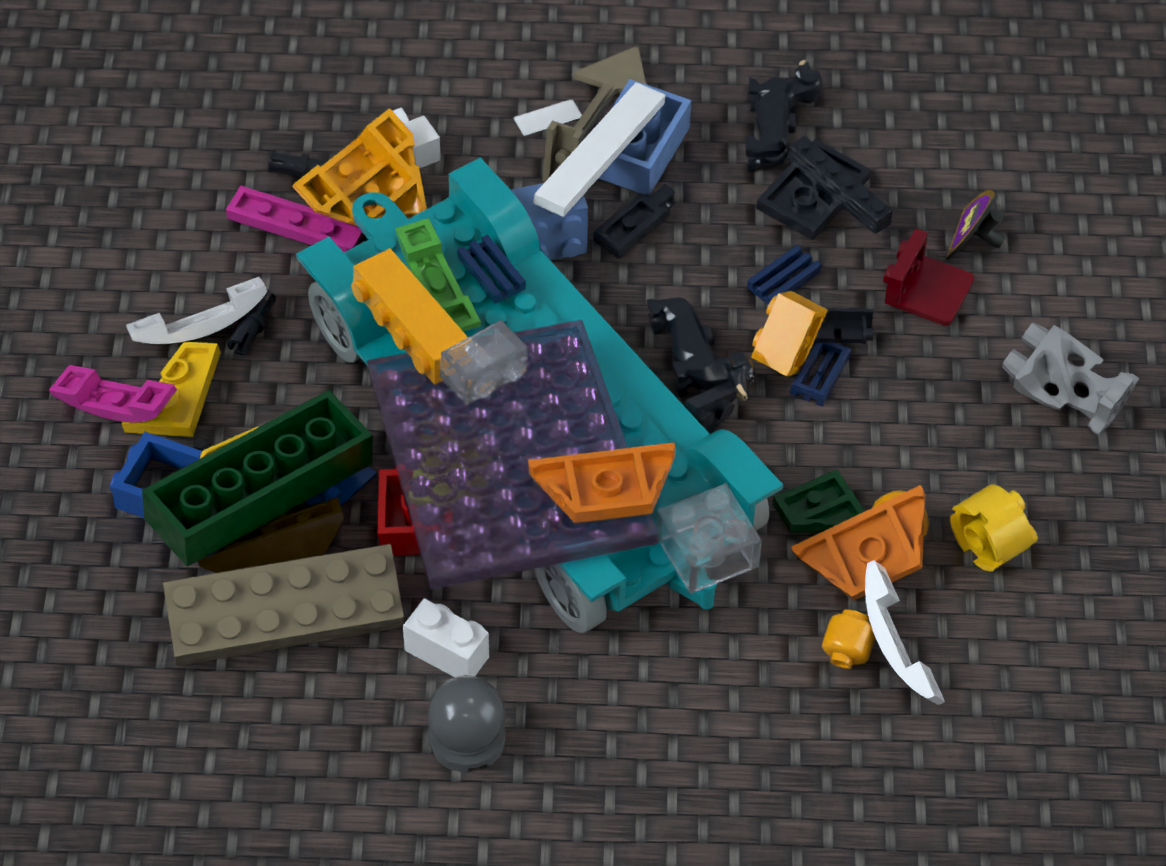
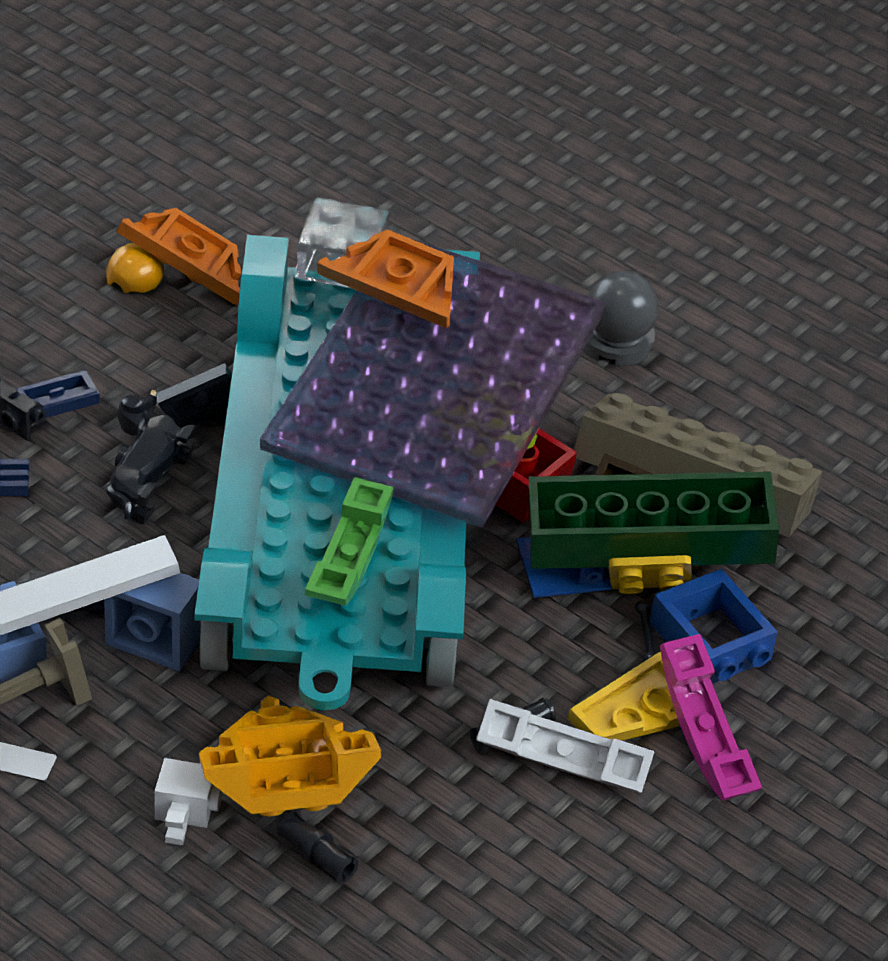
camera: 145 degrees left, 10 degrees down
(290, 219) = (395, 815): dark pink plate -> none
(406, 311) = (418, 499): light orange brick -> none
(446, 640) = (586, 384): white brick -> none
(483, 362) = (400, 414): clear brick -> none
(487, 244) = (286, 518): dark blue tile -> none
(788, 332) = (64, 398): light orange brick -> none
(817, 504) = (185, 306): dark green wing -> none
(848, 639) = (274, 218): light orange head -> none
(879, 596) = (234, 207): white slope -> none
(992, 526) = (88, 203): yellow brick -> none

